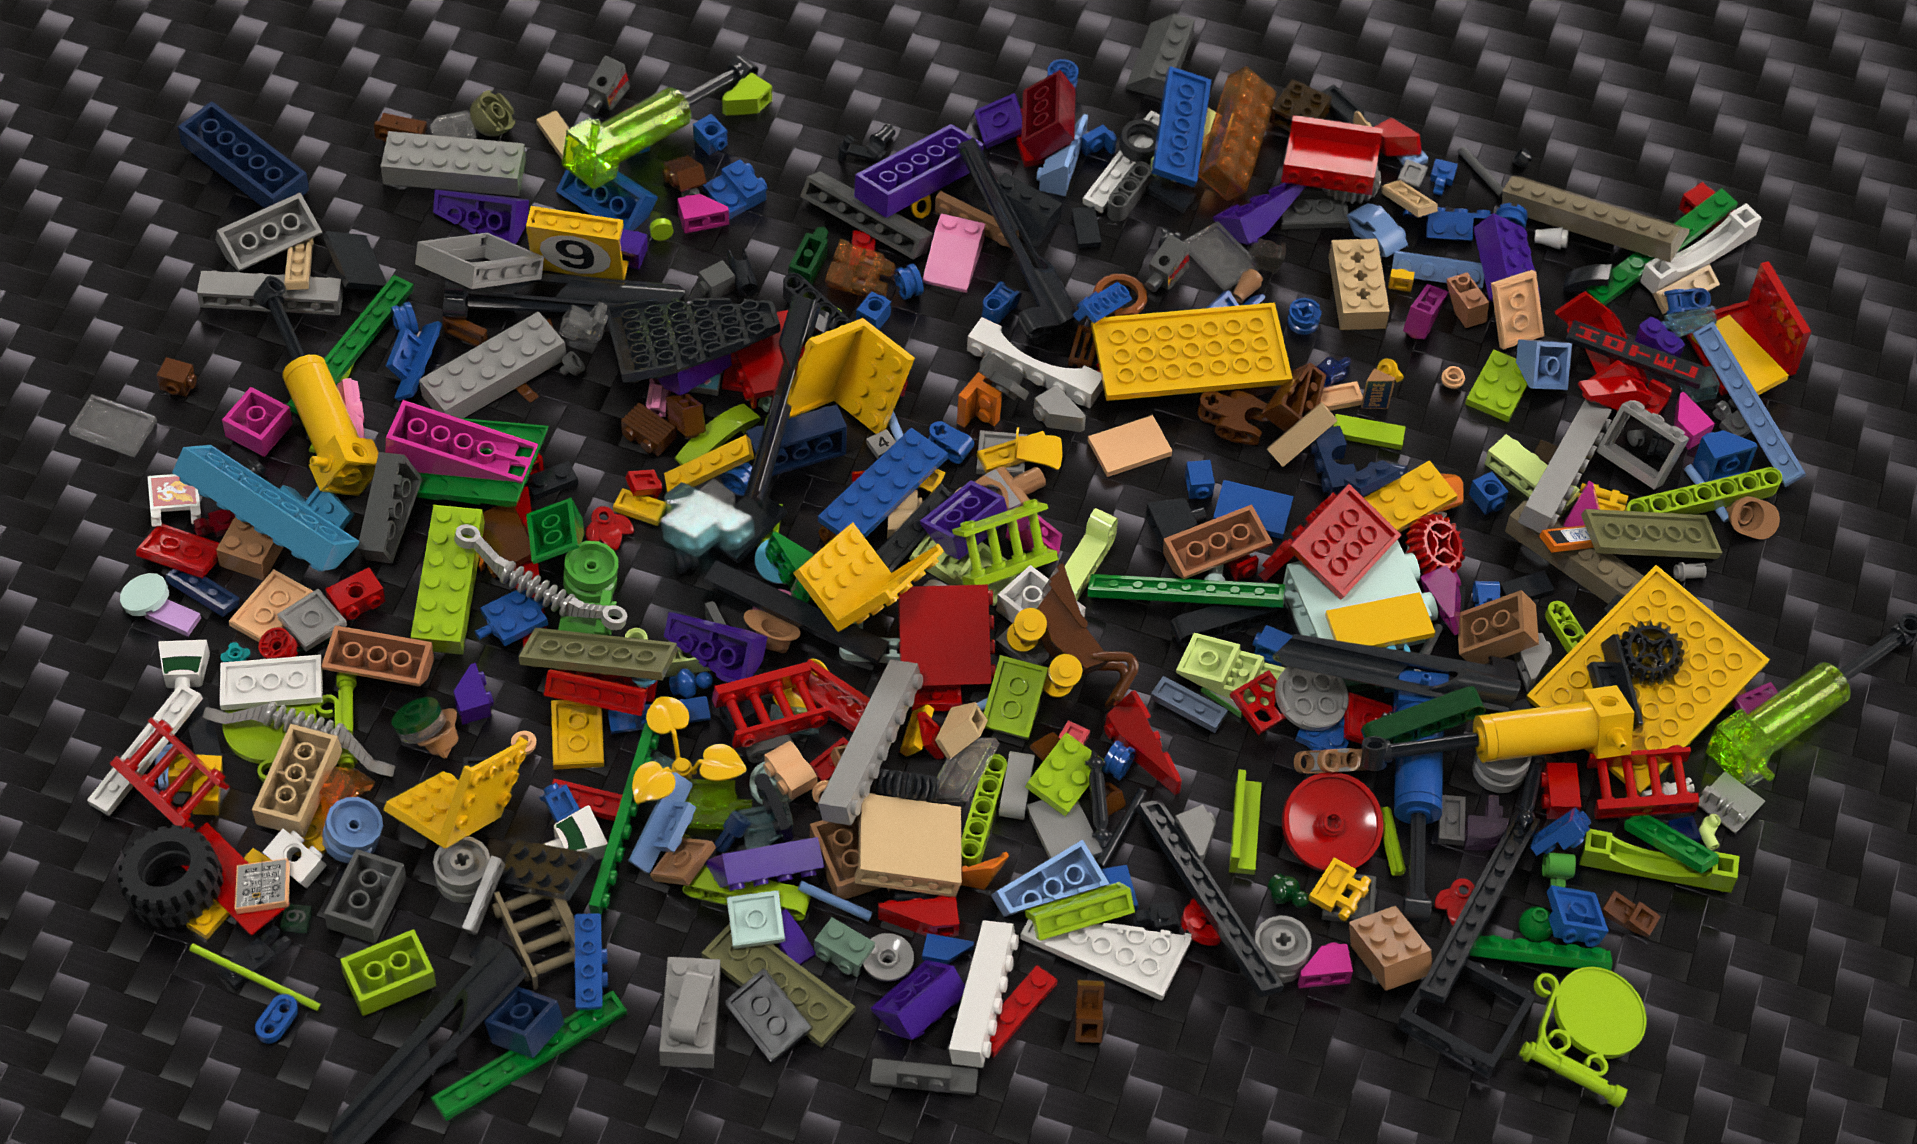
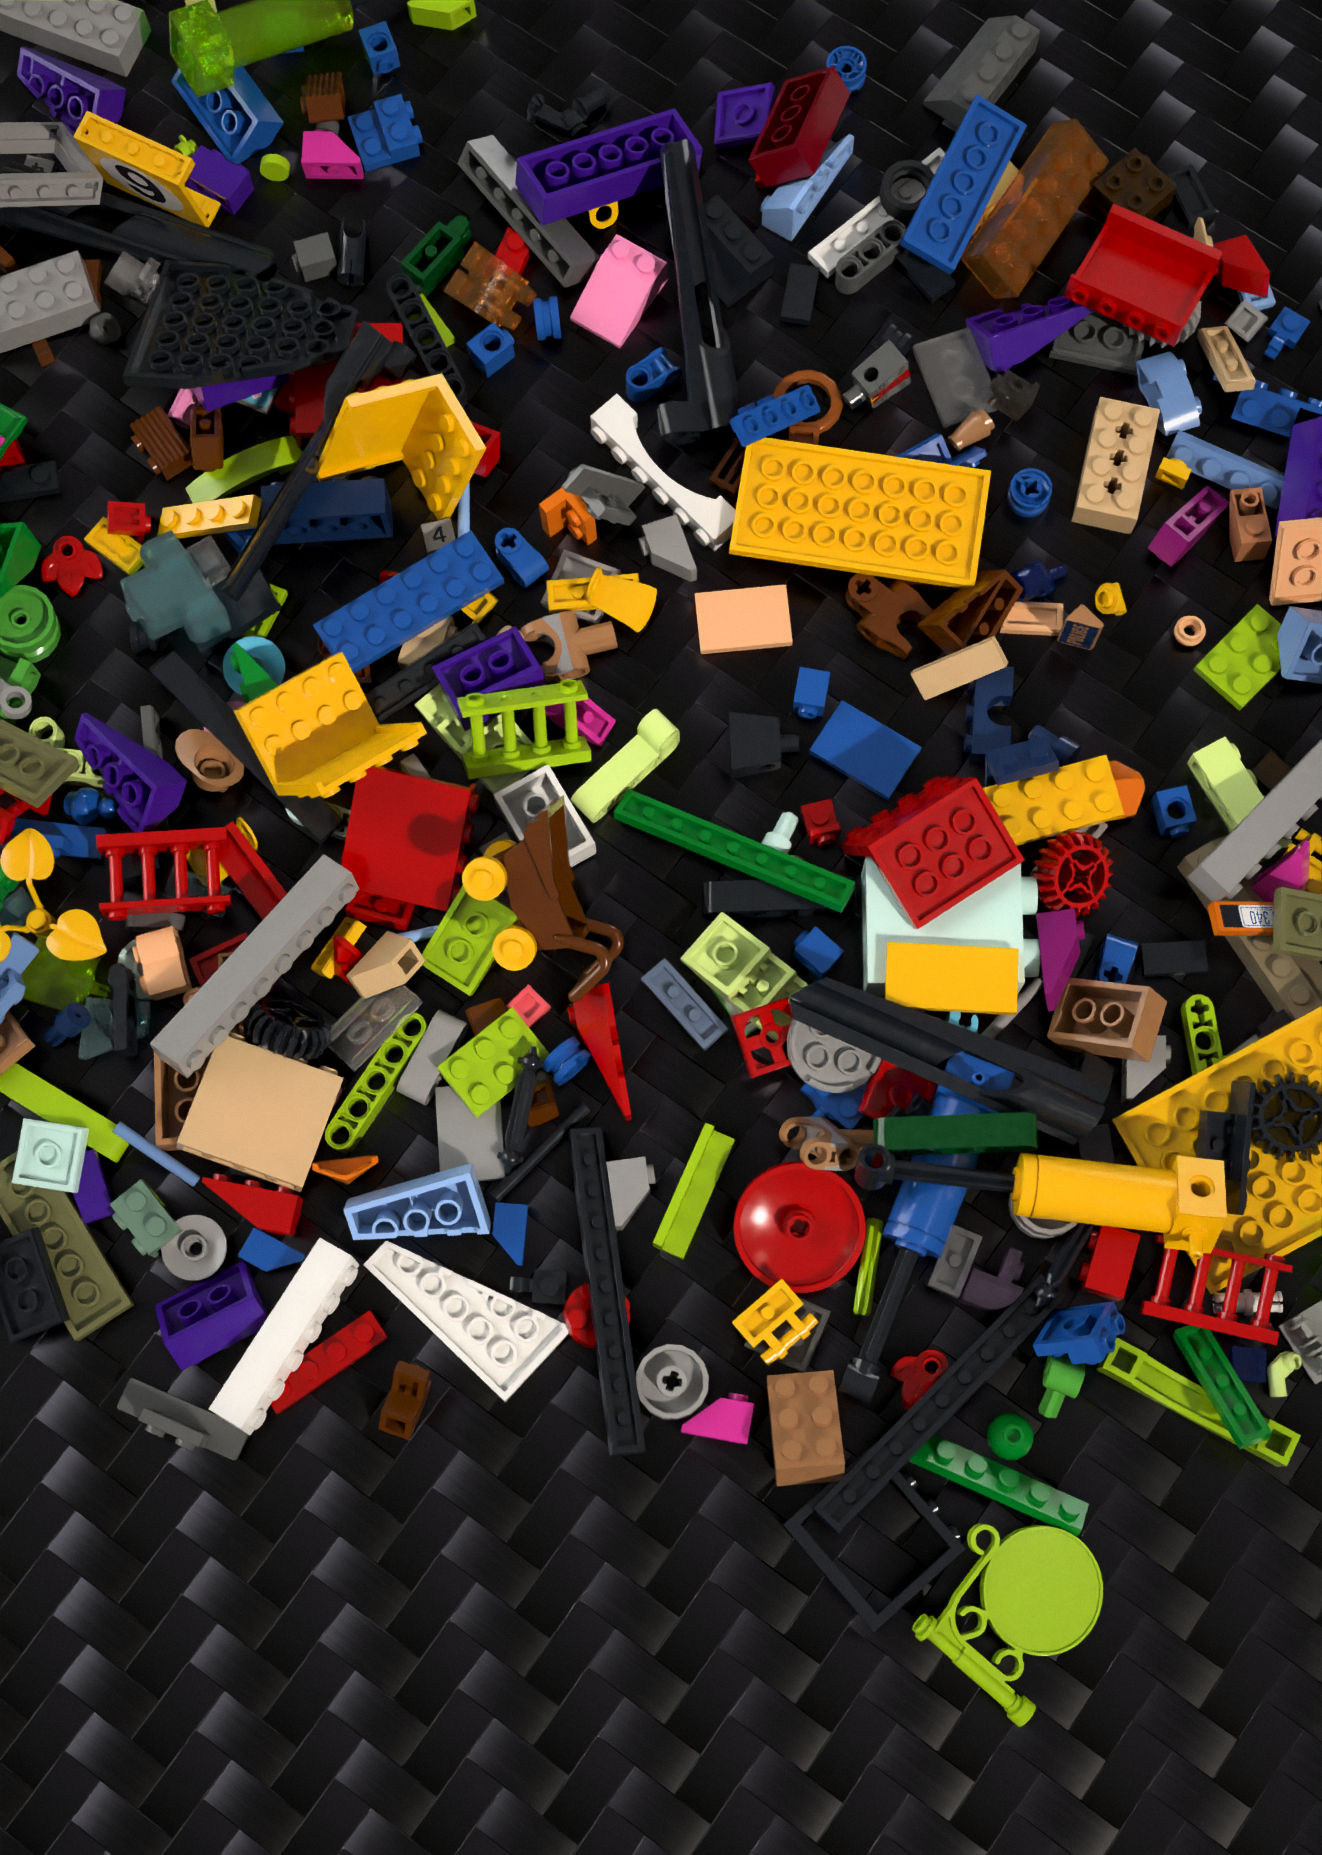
camera: 25 degrees right, 20 degrees up
(765, 863) = (83, 1086): dark purple slope -> none
(951, 206) = (653, 241): medium nougat plate -> none
(1081, 910) = (442, 1261): lime fence -> none
(1096, 139) = (855, 171): blue bracket -> none
(1216, 542) = (794, 795): nougat slope -> none
(1287, 889) = (711, 1298): dark green animal -> none
(1371, 431) = (1053, 679): lime tile -> none
(1576, 916) = (1061, 1448): blue plate -> none
(1630, 916) = (1134, 1459): reddish brown slope -> none

